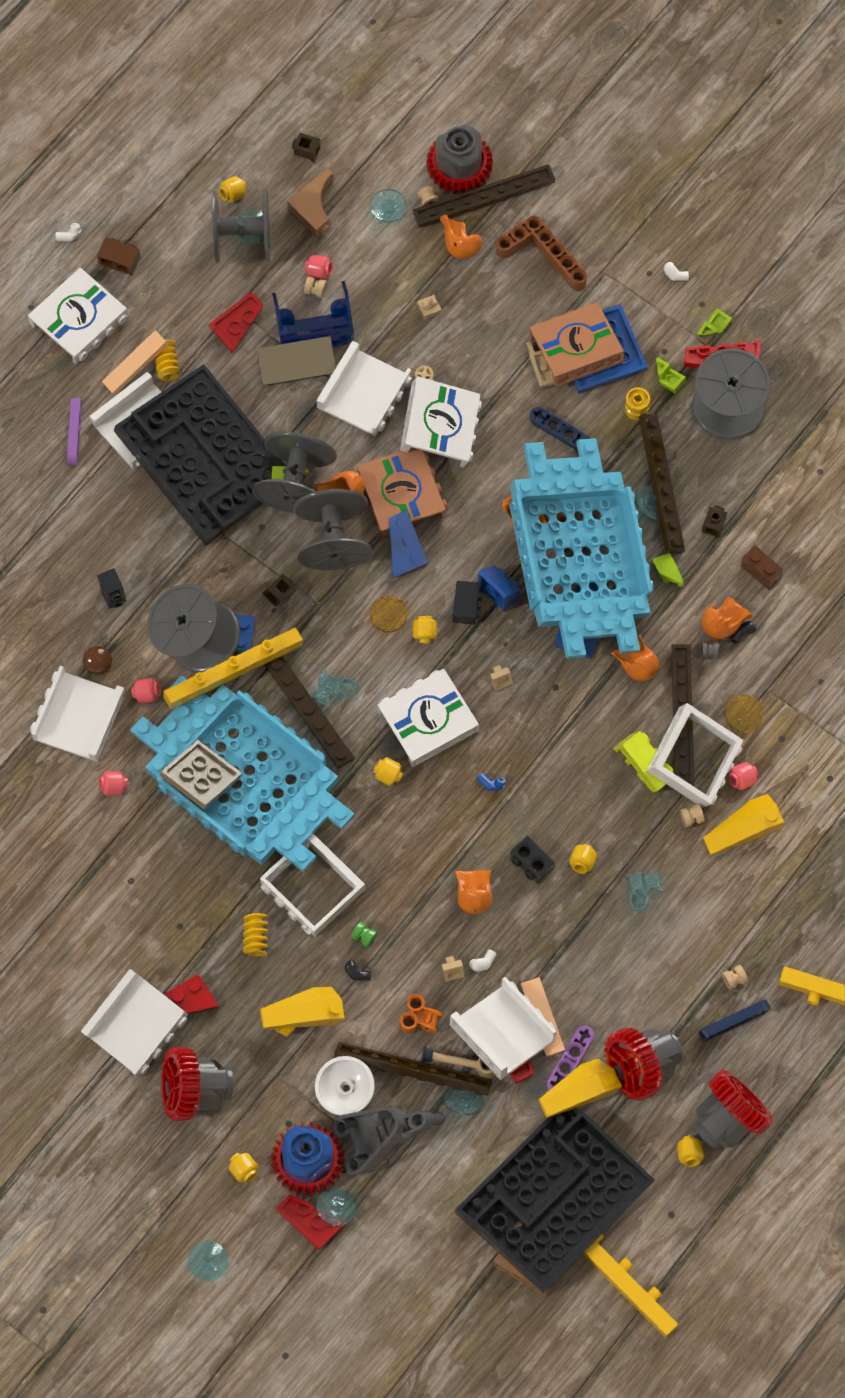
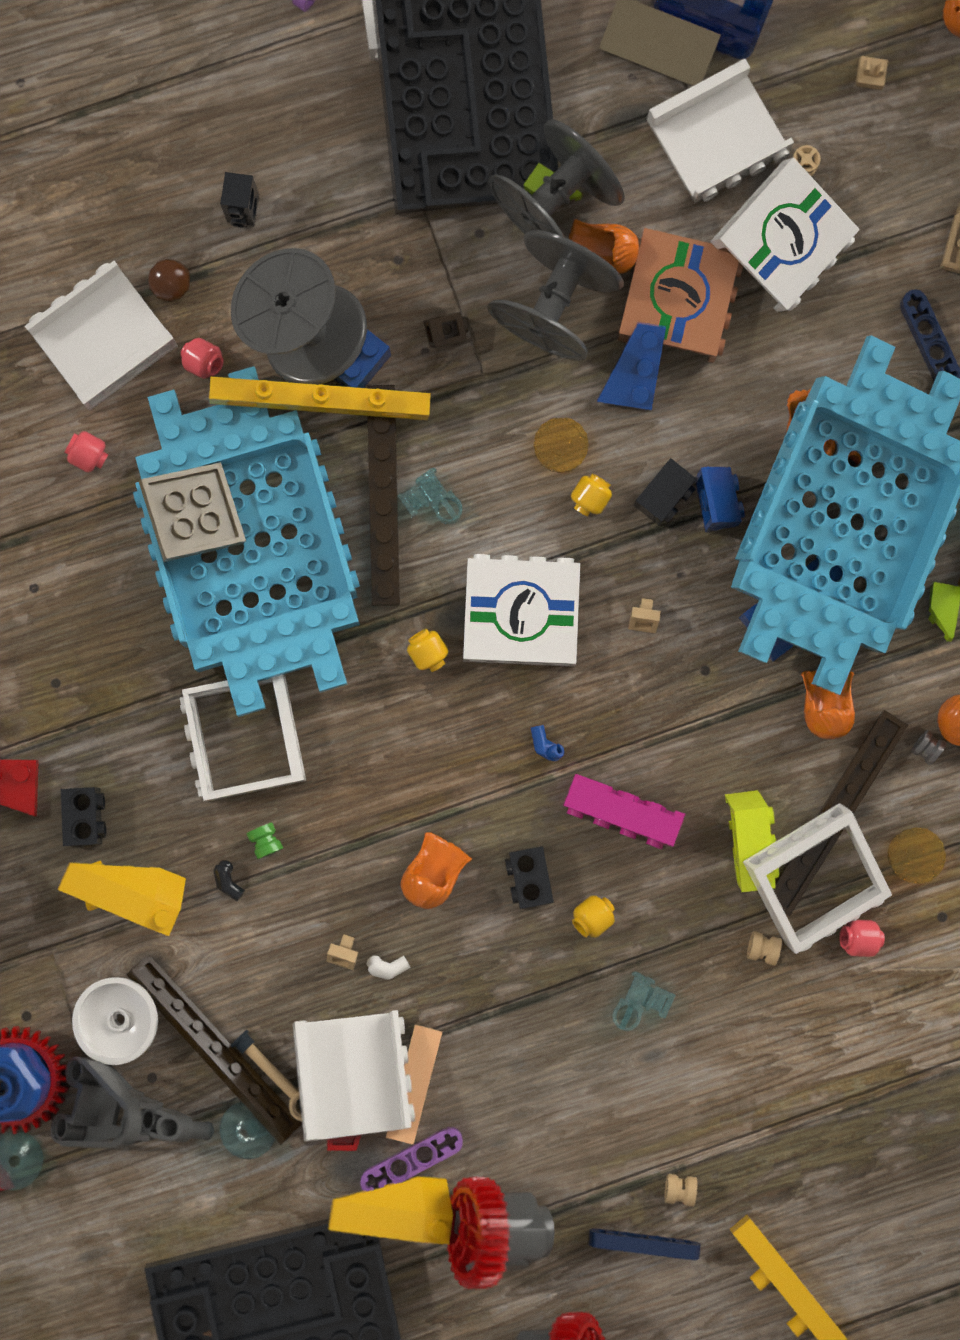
camera: 30 degrees right, 15 degrees up
(244, 989) = (74, 817): none -> black brick
(253, 934) = (133, 757): yellow piece -> none
(420, 1016) = (265, 989): orange piece -> none
(561, 789) = (623, 811): none -> dark pink wedge
(748, 823) = (832, 1000): yellow wedge -> none

